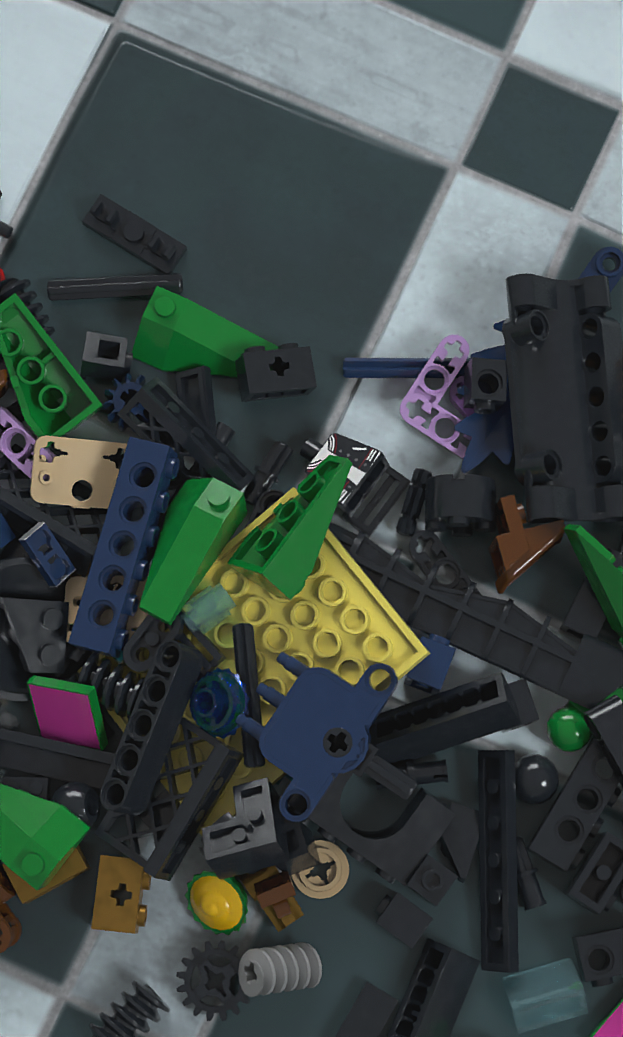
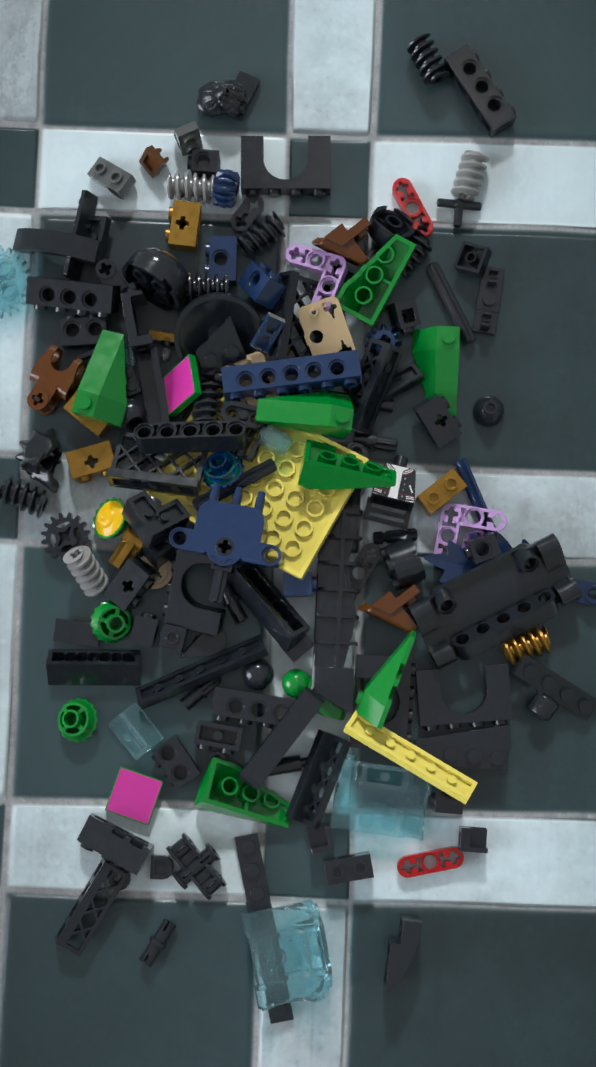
camera: 65 degrees right, 5 degrees up
(67, 230) = (472, 259): none -> black piece
(81, 968) = (41, 457): none -> black head
(275, 892) = (127, 549): reddish brown tile -> none
(290, 300) = (488, 410): none -> black brick
(329, 930) = (121, 590): none -> black brick
(369, 963) = (111, 622): none -> green piece
(379, 410) = (441, 492): none -> pearl gold brick

